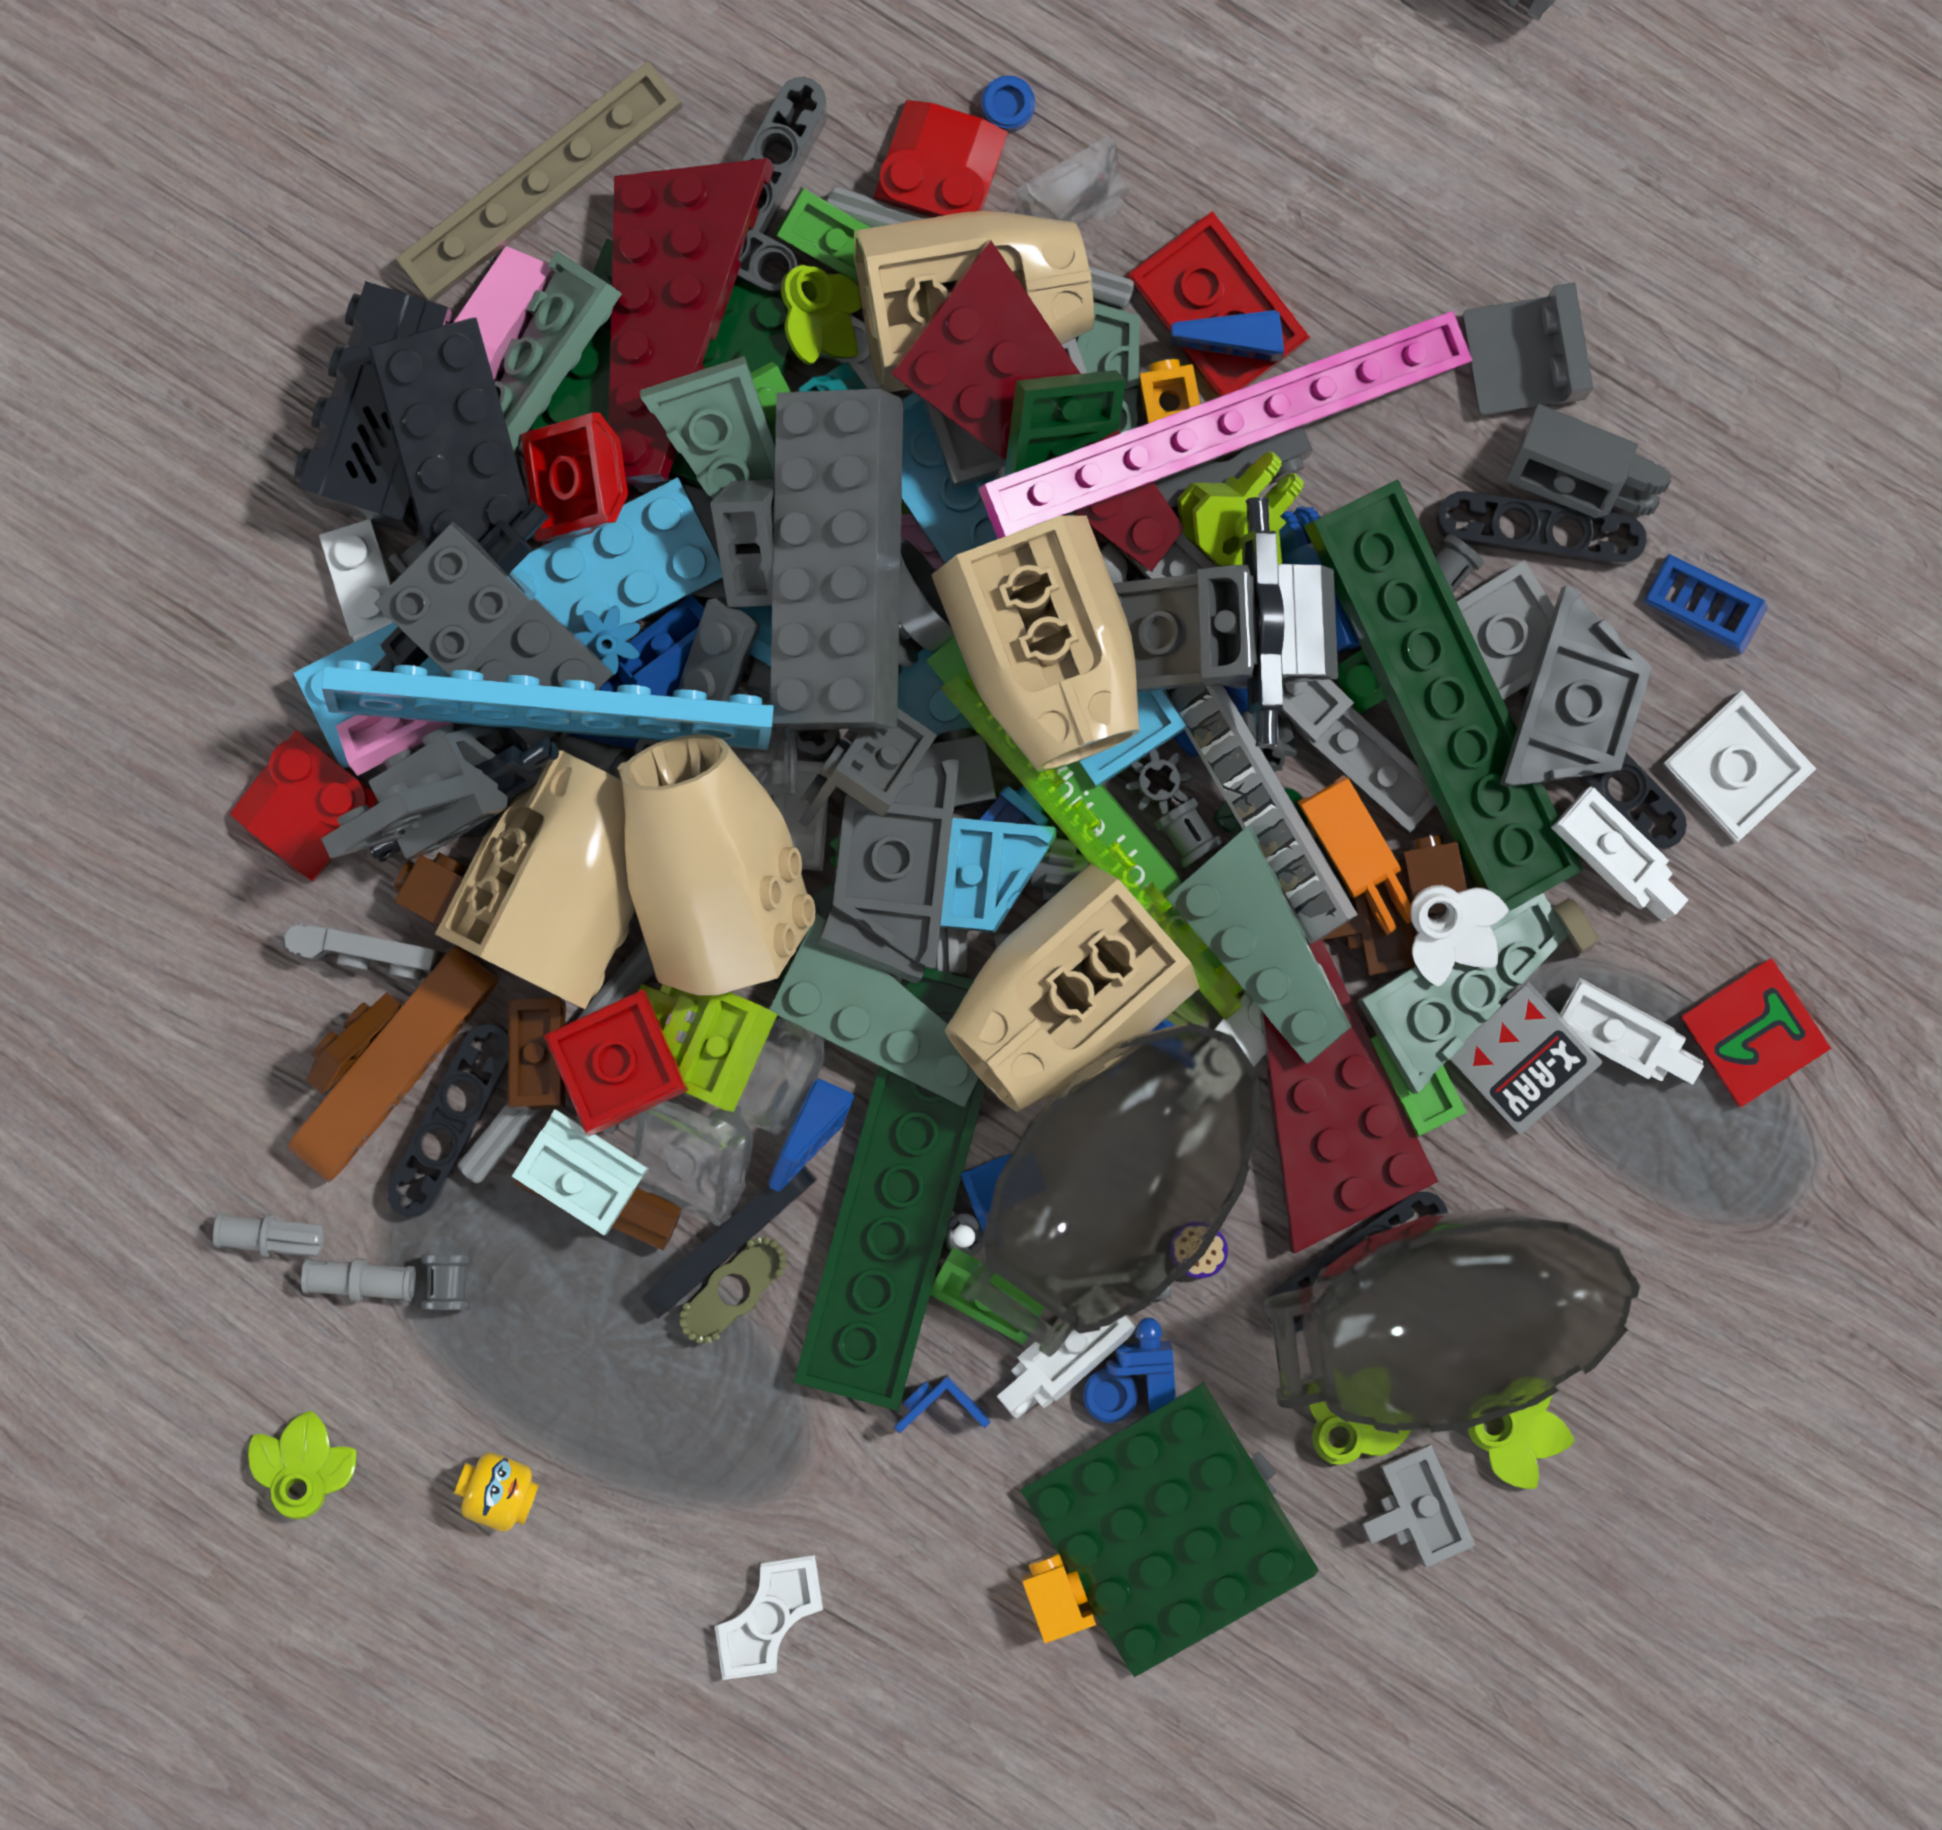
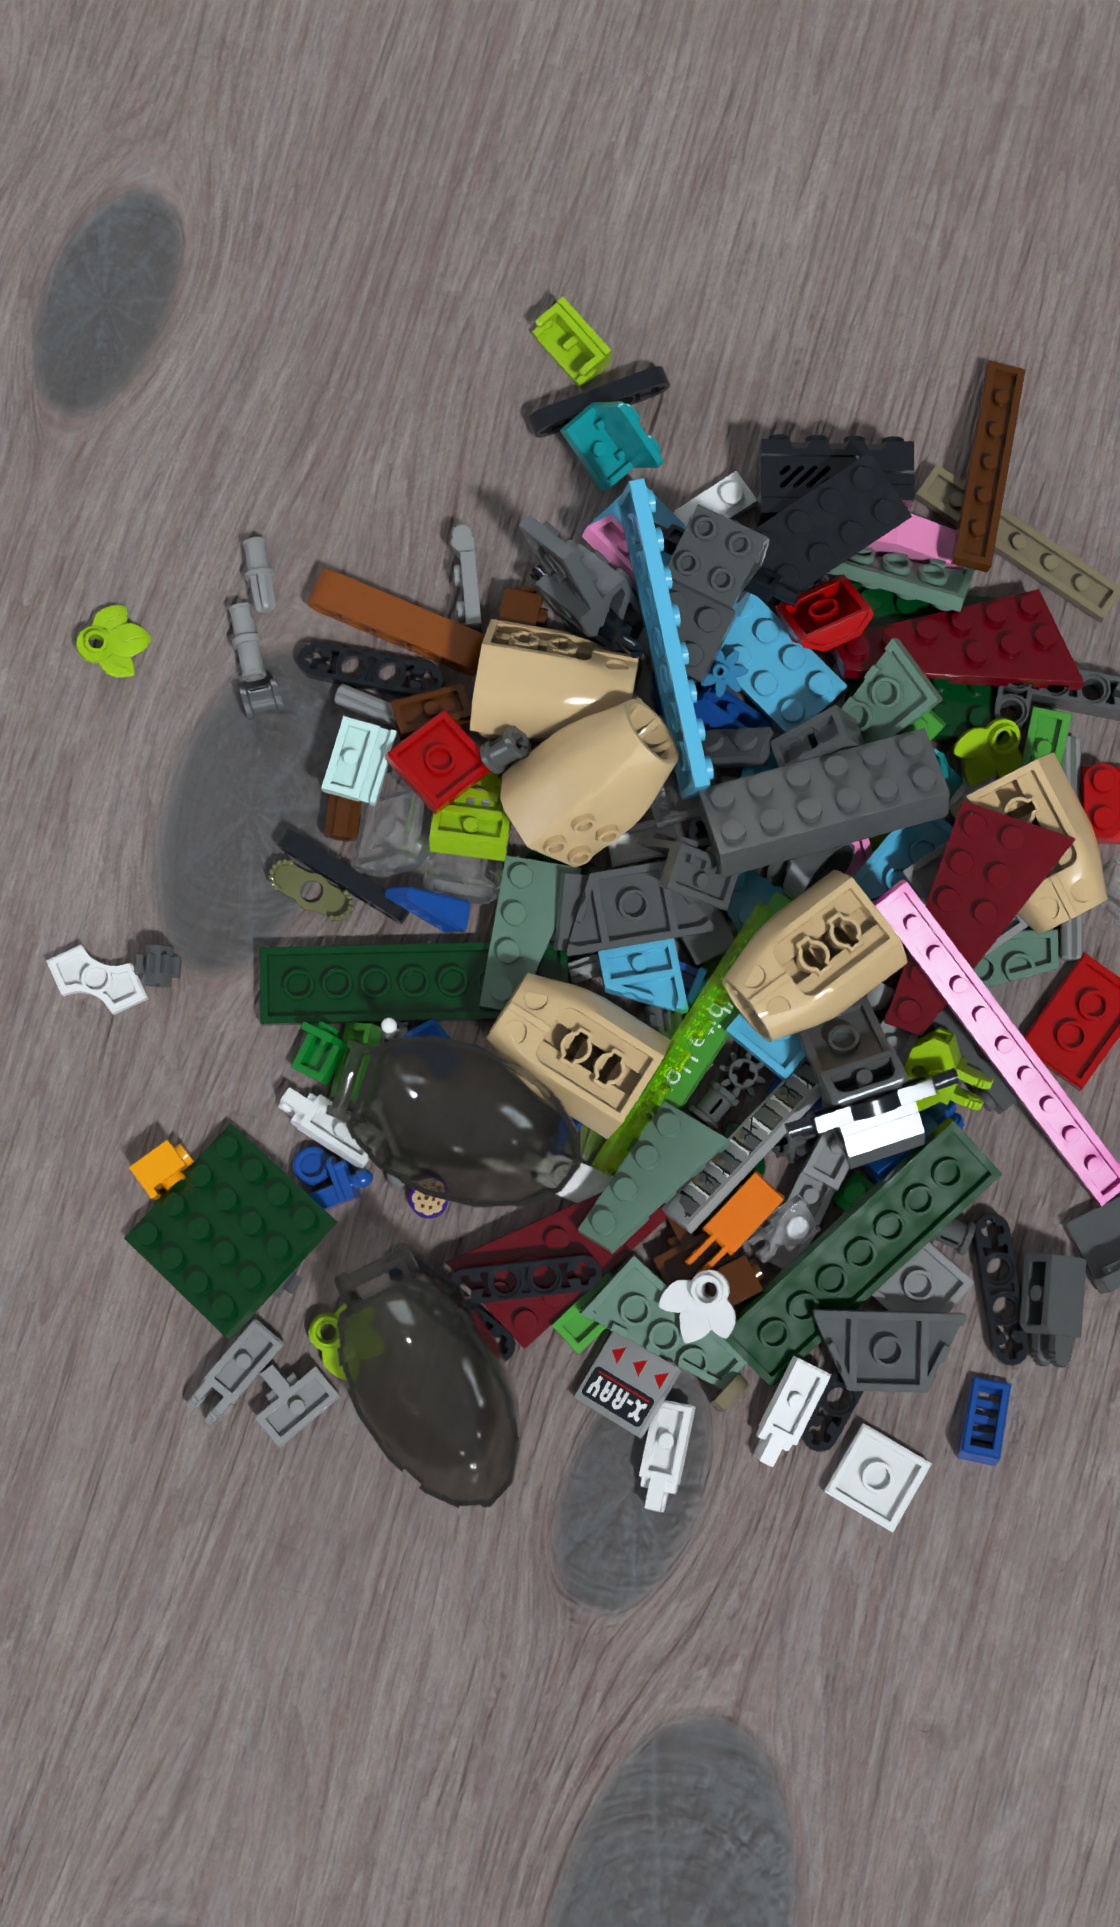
camera: 70 degrees right, 5 degrees down
(66, 706) = (572, 343): none -> lime hinge
(163, 694) = (629, 390): none -> black beam
(231, 695) = (611, 442): none -> teal bracket
(299, 803) = (556, 501): red slope -> none
(339, 1052) = (393, 580): reddish brown hinge -> none
(422, 189) = (988, 467): none -> reddish brown plate
(496, 1492) = (130, 772): yellow head -> none
(629, 968) = (505, 749): none -> dark grey bush
(777, 1528) = (157, 966): none -> dark grey gear
(925, 1395) = (275, 1039): blue bracket -> none
(961, 1341) = (319, 1052): none -> green bracket
(1062, 416) = (971, 923): dark green wing -> none
(1167, 378) = (1019, 996): light orange brick -> none
(1242, 335) = (1067, 1038): blue slope -> none
(1340, 1152) = (524, 1274): none -> black beam
(1353, 1570) = (238, 1368): none -> light grey hinge
(1382, 783) = (788, 1227): none -> clear plate
(1523, 1438) = (364, 1462): lime plate -> none
(1755, 1032) = (694, 1543): red tile -> none

